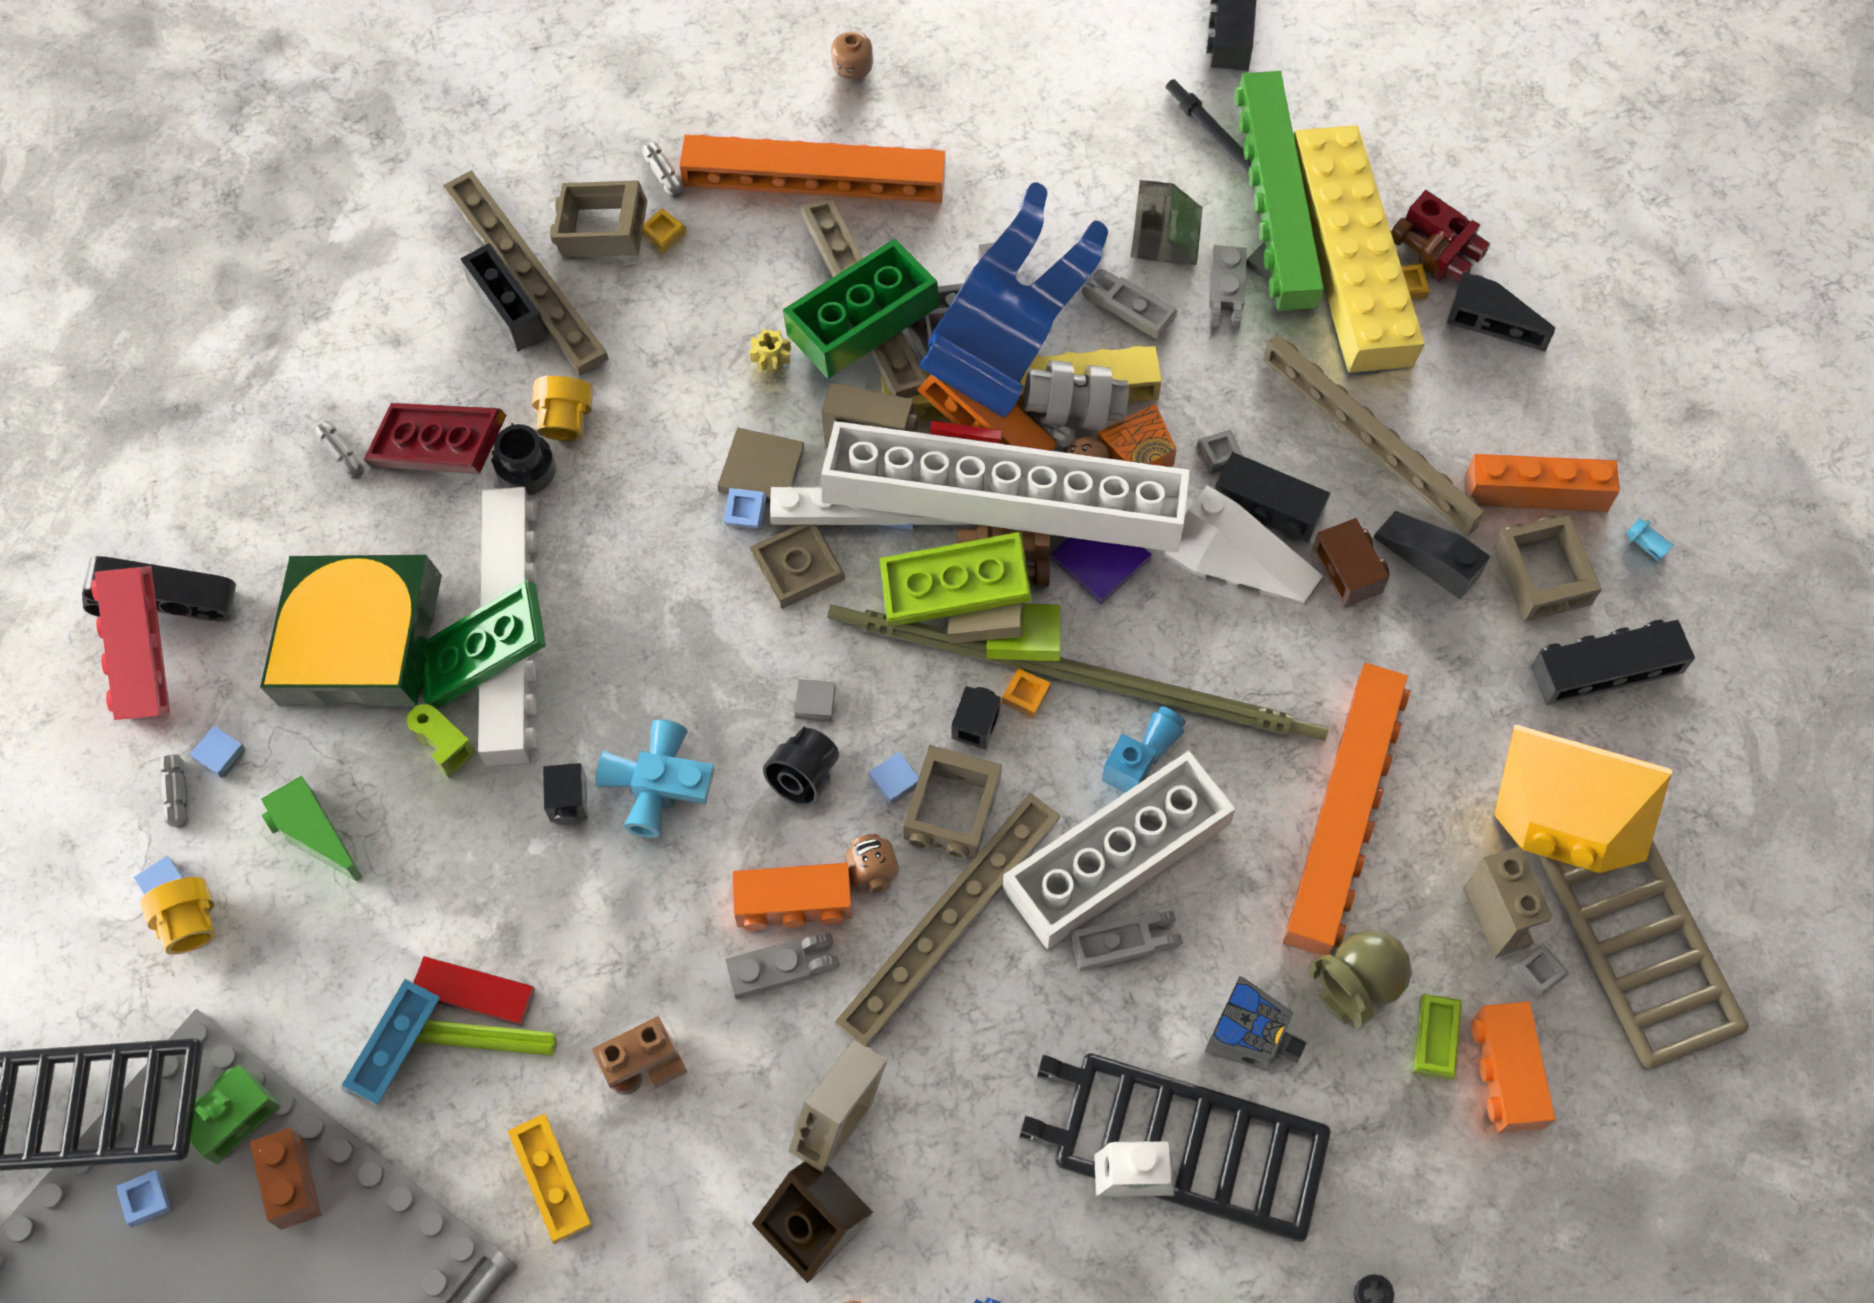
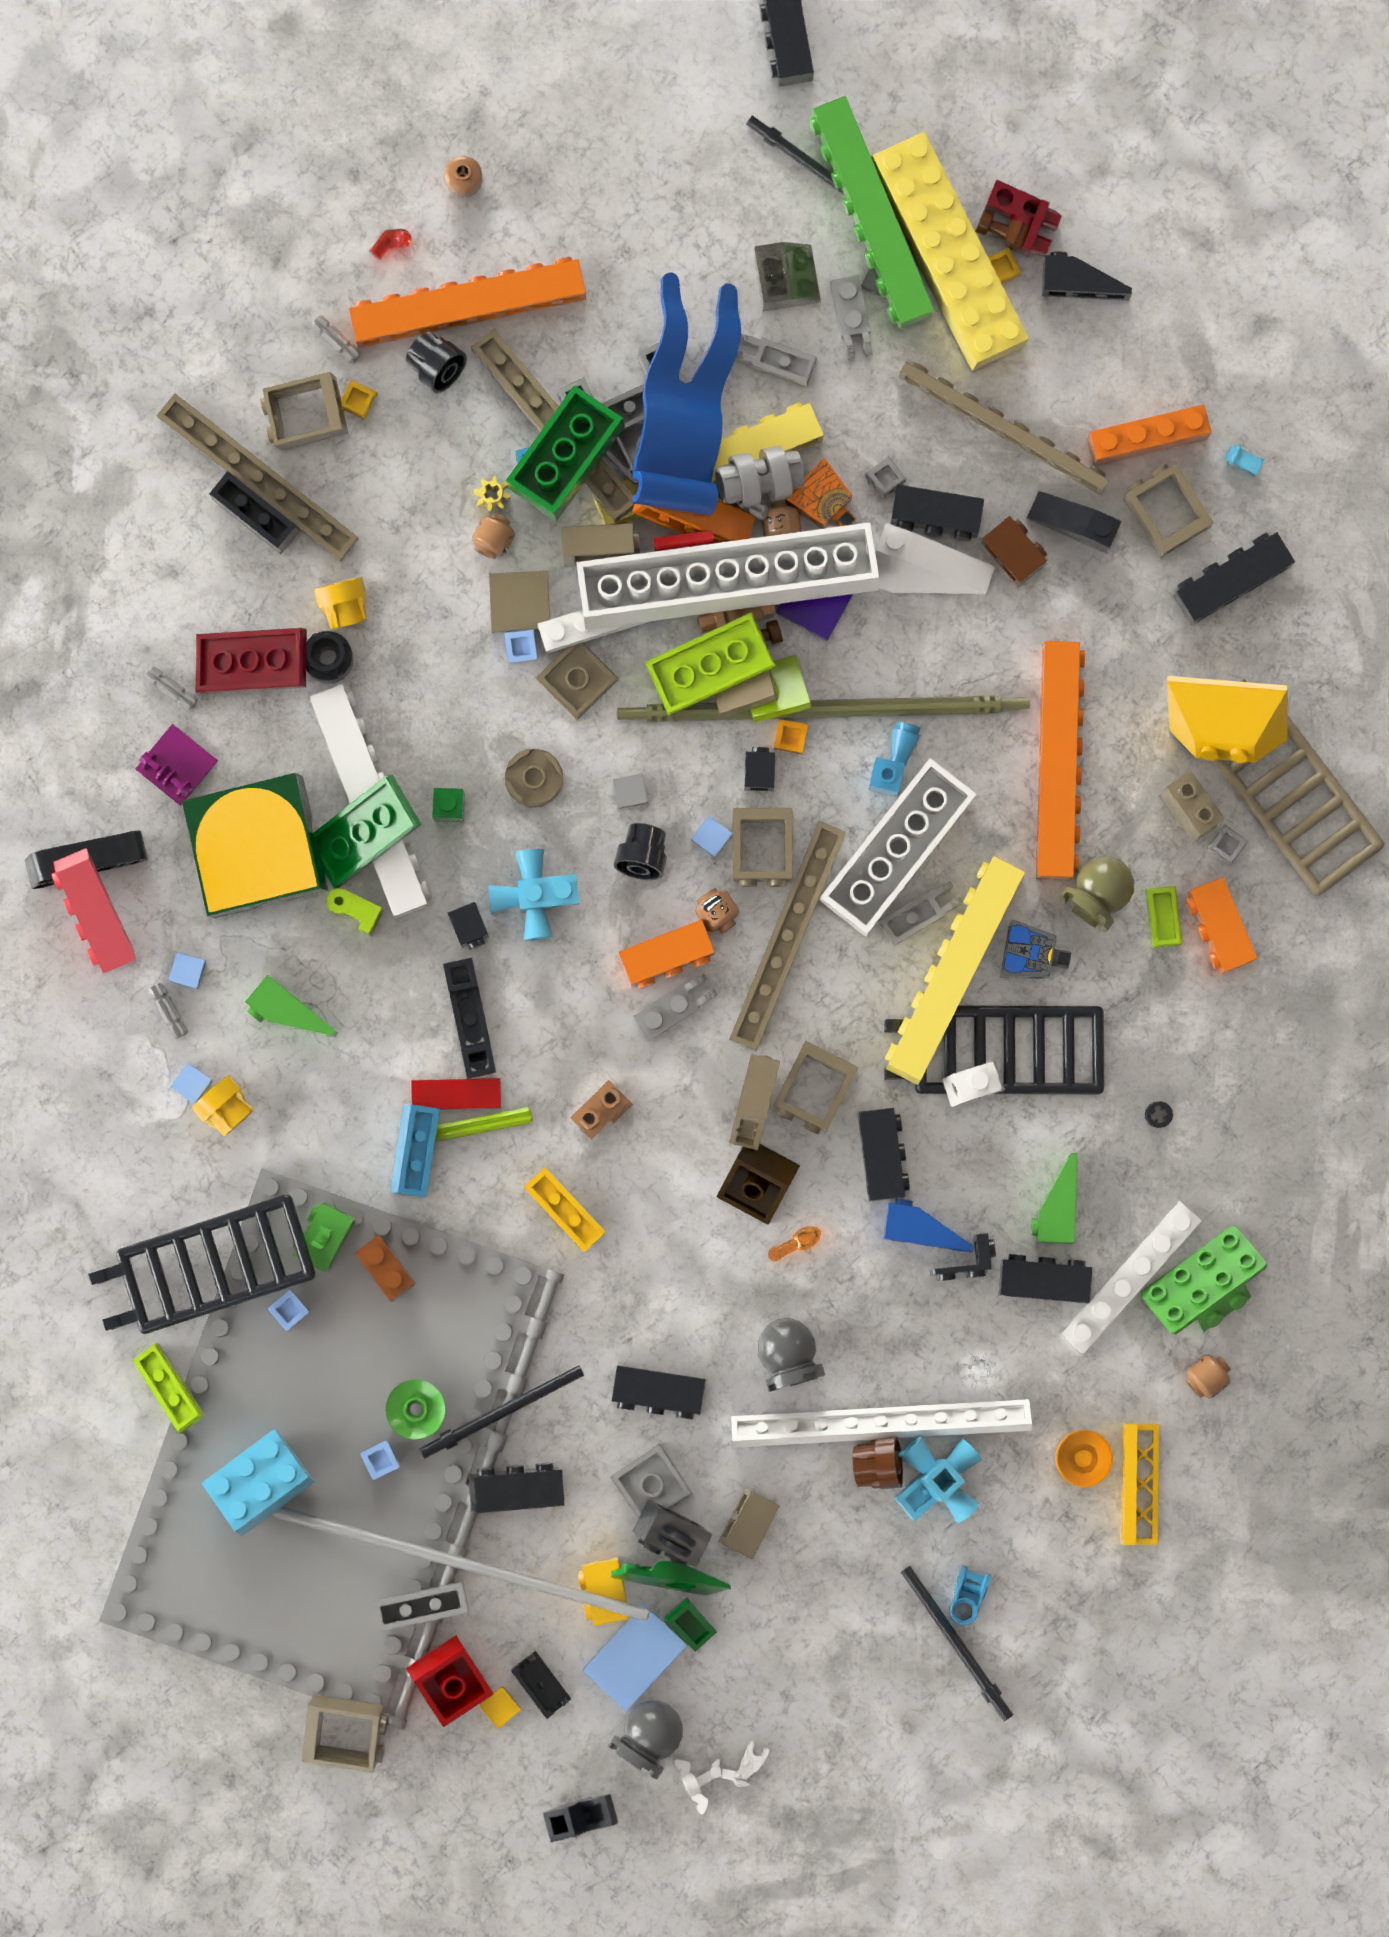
camera: 20 degrees left, 20 degrees up
(307, 525) = (176, 764): none -> magenta hinge
(525, 902) = (469, 1018): none -> black slope
(594, 651) = (448, 805): none -> green brick
(707, 654) = (534, 778): none -> dark tan tile
(754, 96) = (390, 239): none -> clear red arm
(755, 392) = (493, 536): none -> medium nougat head
(758, 208) = (436, 361): none -> black piece
(954, 1088) = (829, 1060): none -> dark tan window
(987, 1232) = (883, 1154): none -> black brick
(1146, 1021) = (955, 970): none -> light yellow brick

